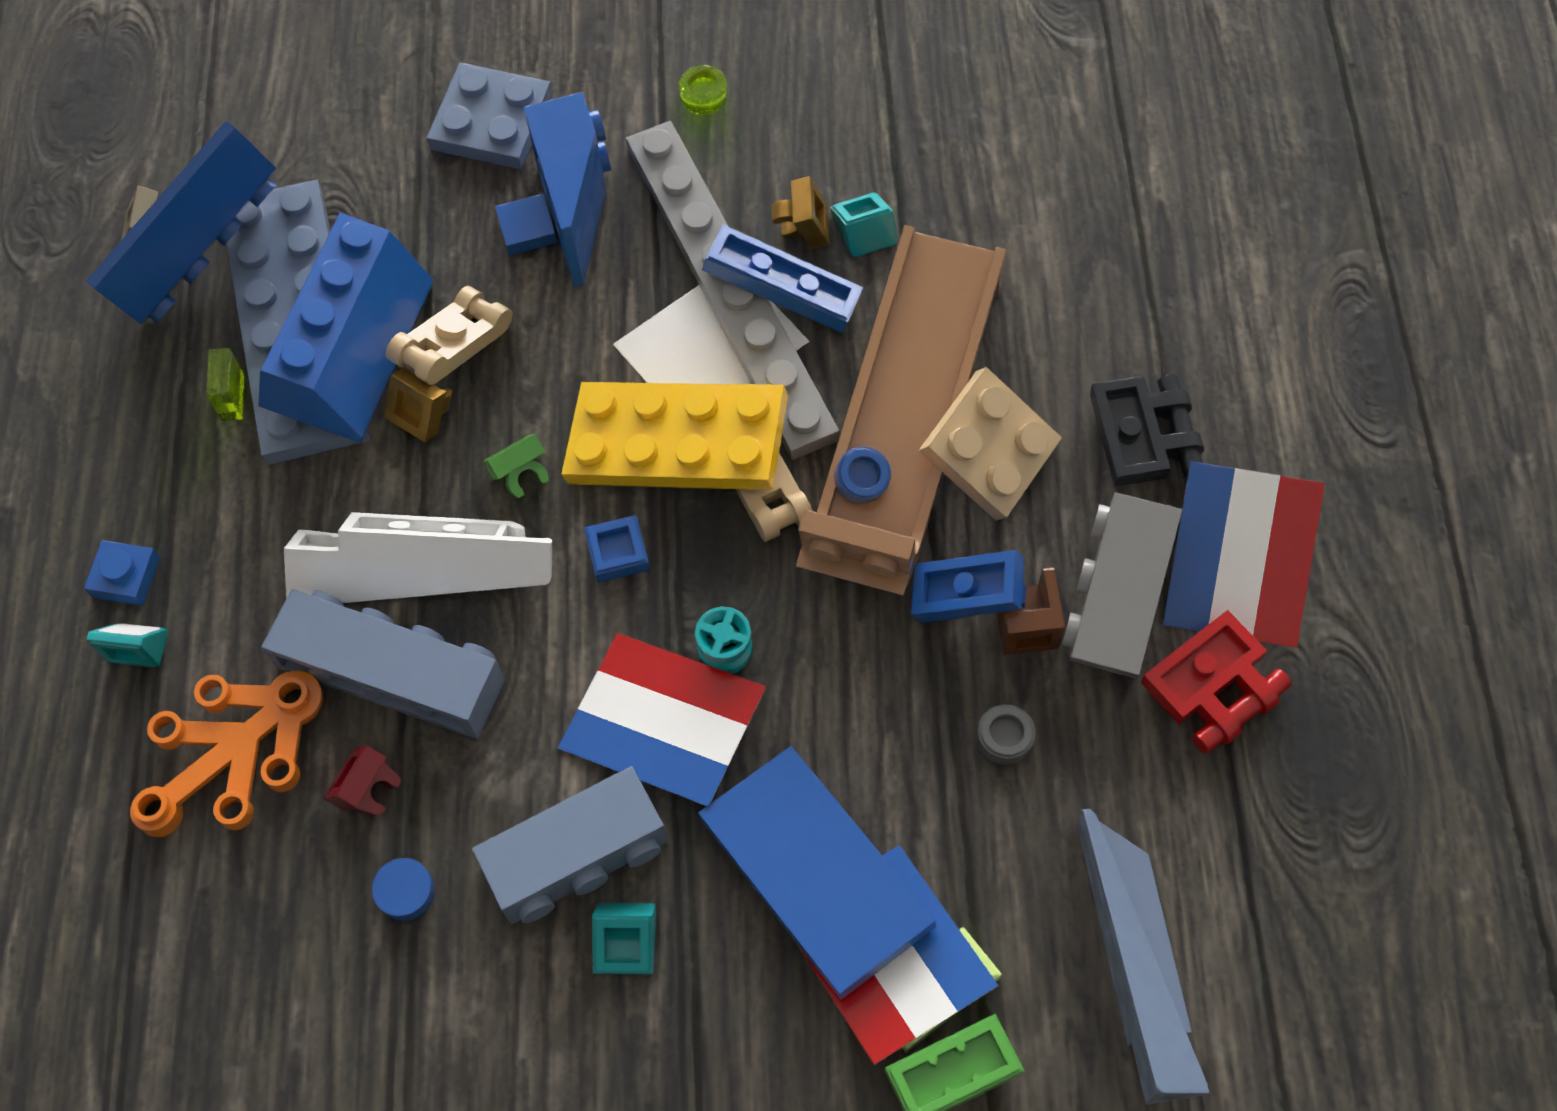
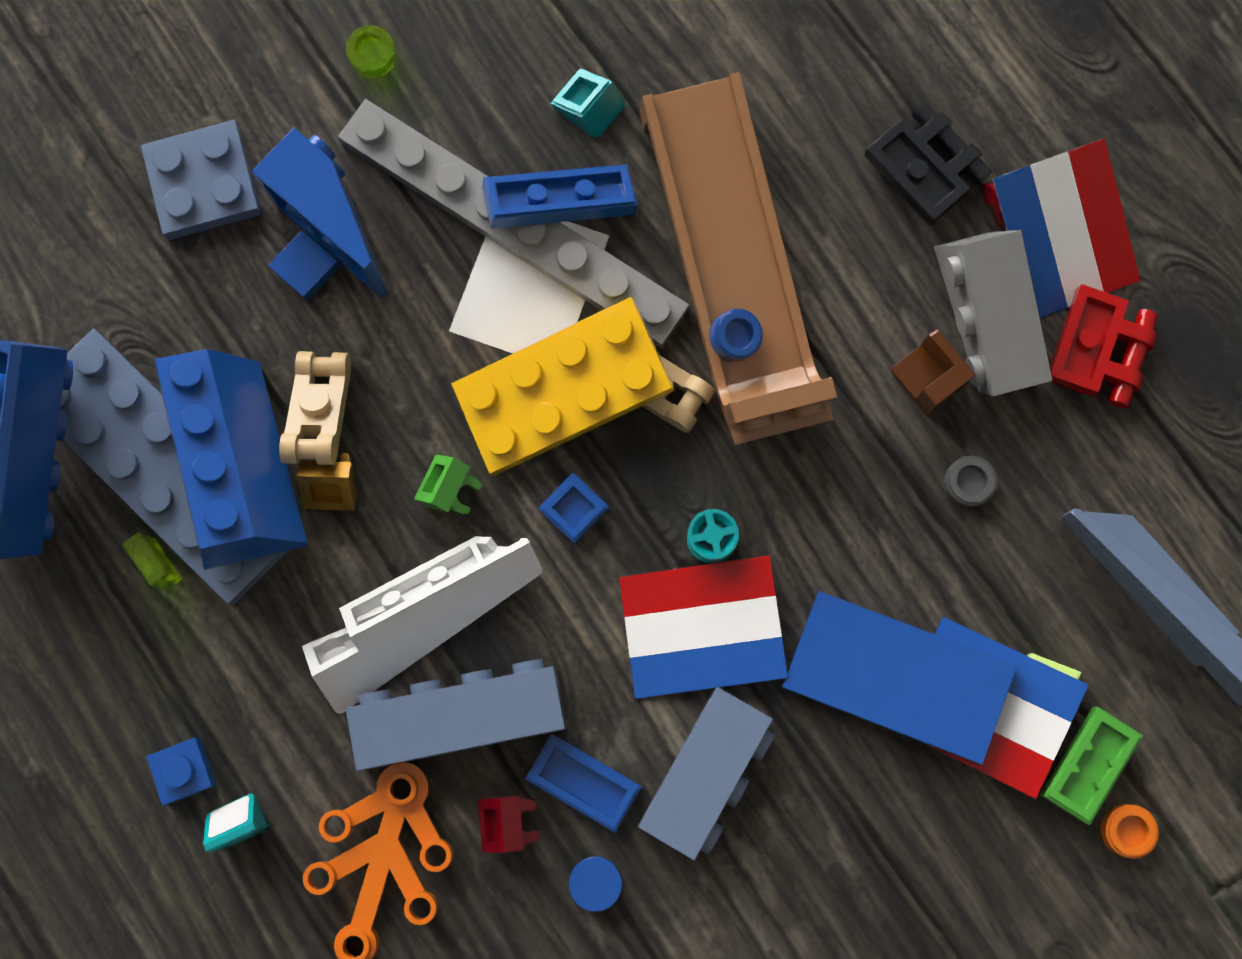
camera: 30 degrees left, 15 degrees up
(456, 792) = (583, 782): none -> blue tile
(623, 938) = (786, 813): teal slope -> none
(803, 214) = (538, 125): pearl gold tile -> none
(968, 586) = (879, 382): blue hinge -> none
(990, 444) = (819, 248): tan plate -> none

